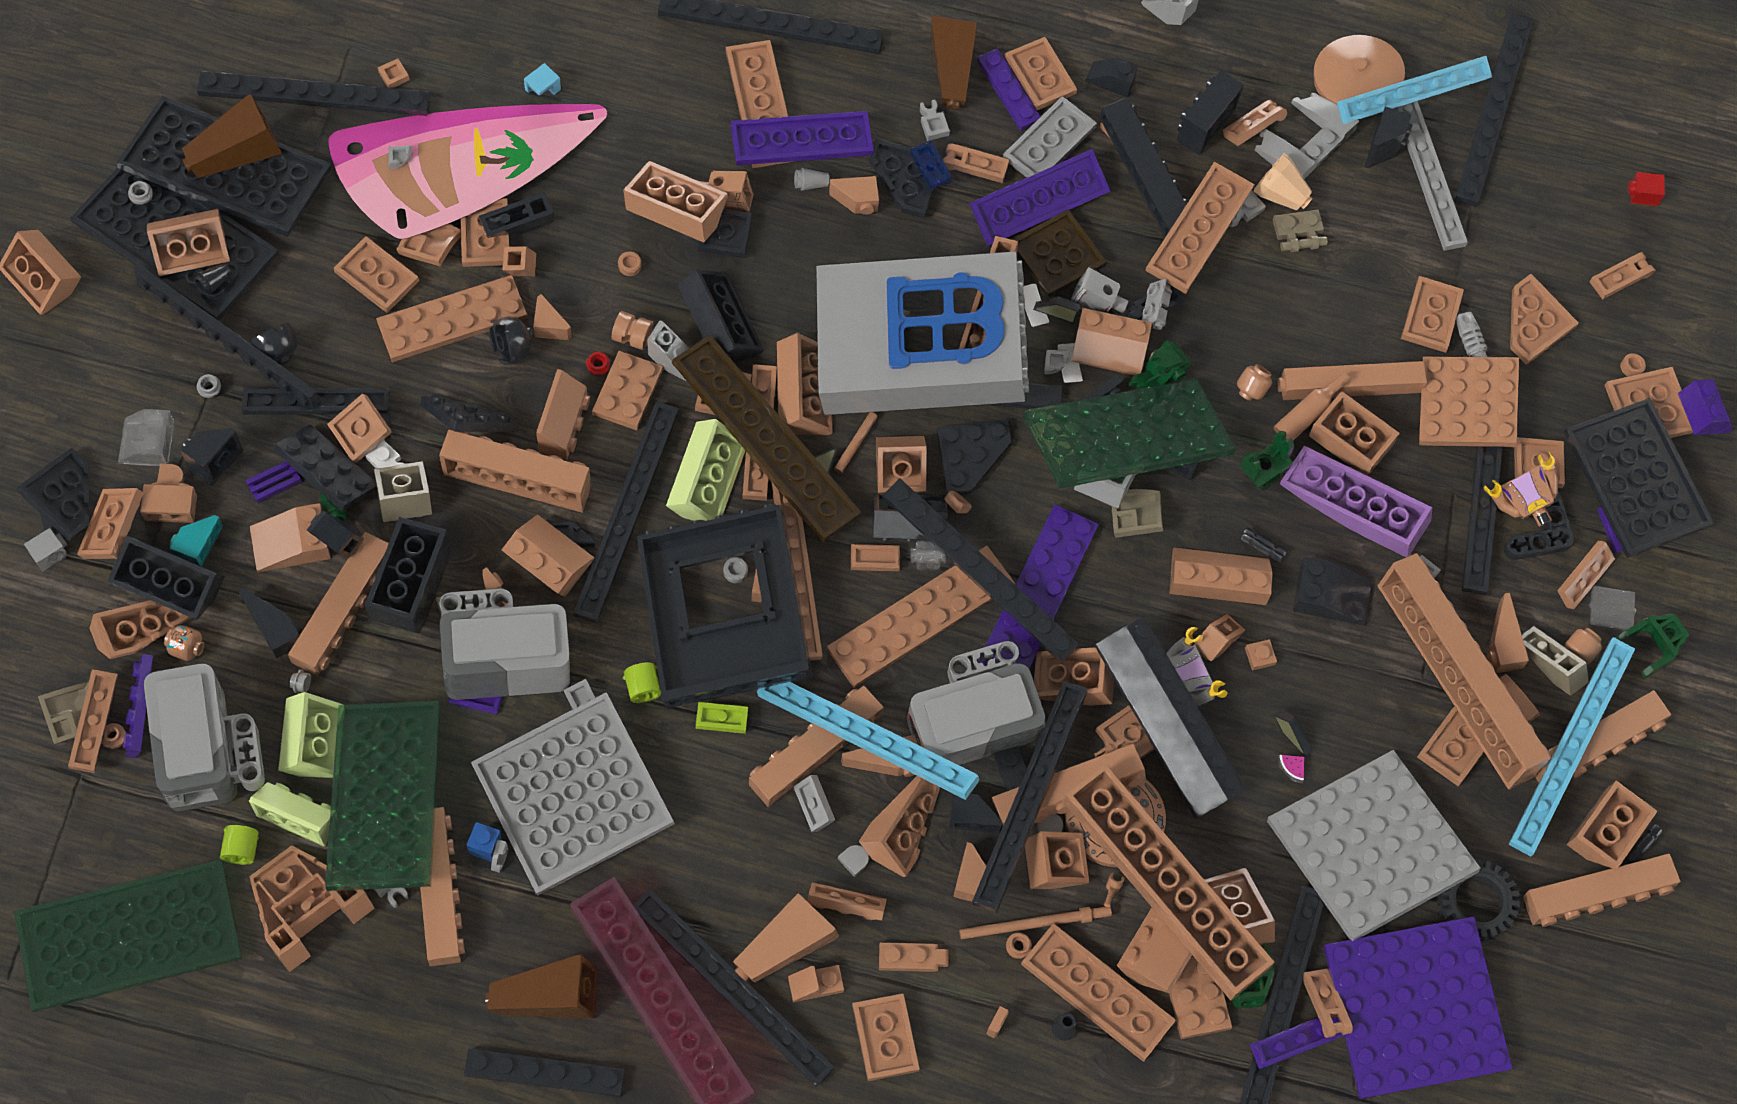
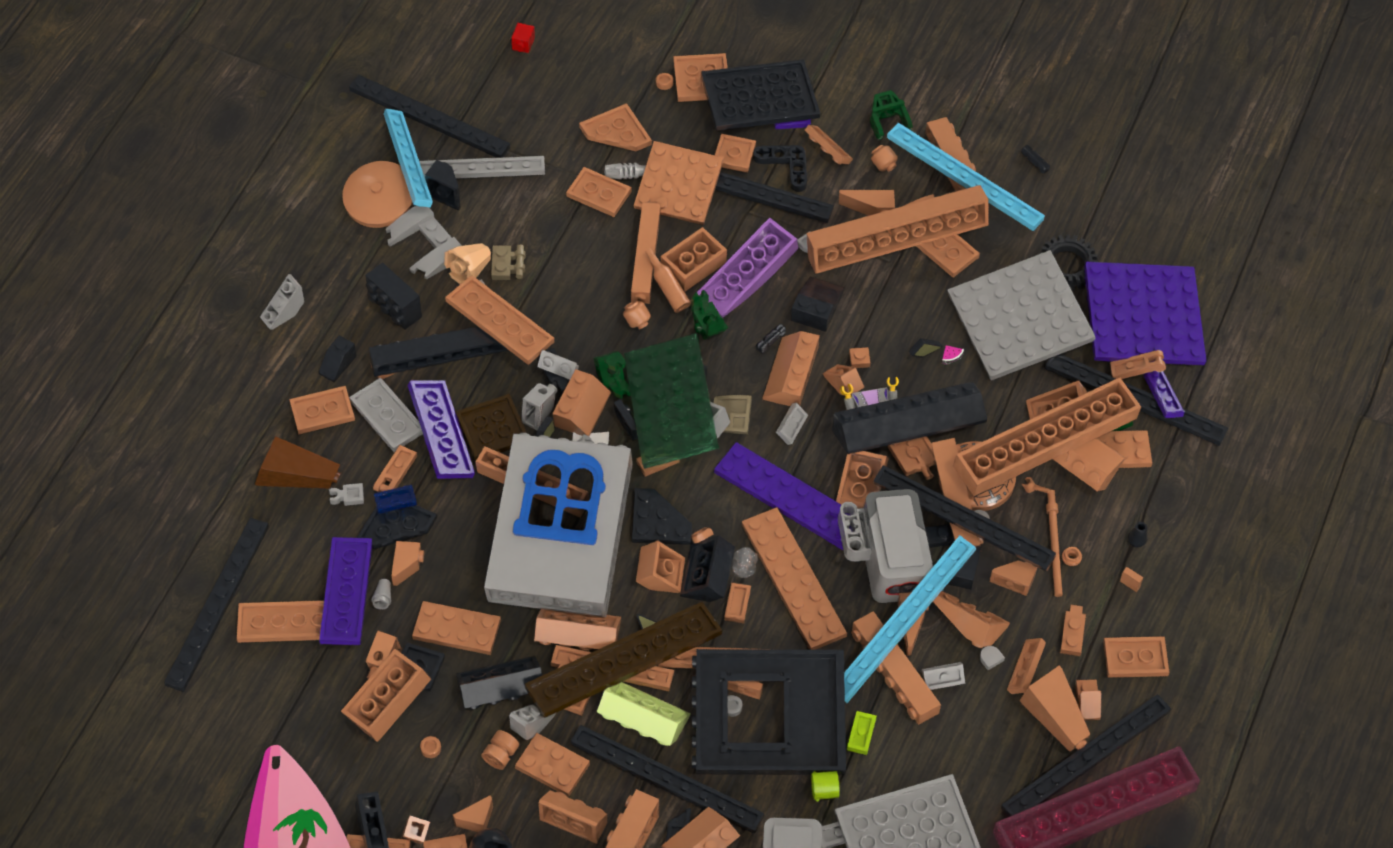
camera: 75 degrees left, 10 degrees down
(542, 80) = (234, 789): medium azure panel -> none
(598, 357) = (523, 778): red plate -> none
(784, 263) = (456, 628): none -> nougat plate
(855, 443) = (634, 601): nougat bar -> none
(980, 570) = (769, 522): black plate -> none
(1008, 89) = (332, 435): dark purple plate -> none
(1056, 860) = (1012, 514): nougat slope -> none
(1098, 992) = (1113, 510): nougat plate -> none
(1139, 584) = (792, 423): none -> light grey plate
(1254, 122) = (405, 269): nougat plate -> none
(1529, 492) = (762, 159): torso -> none
(1555, 661) = (894, 176): dark tan slope -> none
(1601, 890) = (1067, 189): nougat brick -> none
(1612, 608) = (854, 137): clear piece -> none
(1612, 826) = (1024, 170): nougat slope -> none
(1622, 275) = (591, 70): nougat plate -> none
(1705, 408) = (712, 42): dark purple slope -> none

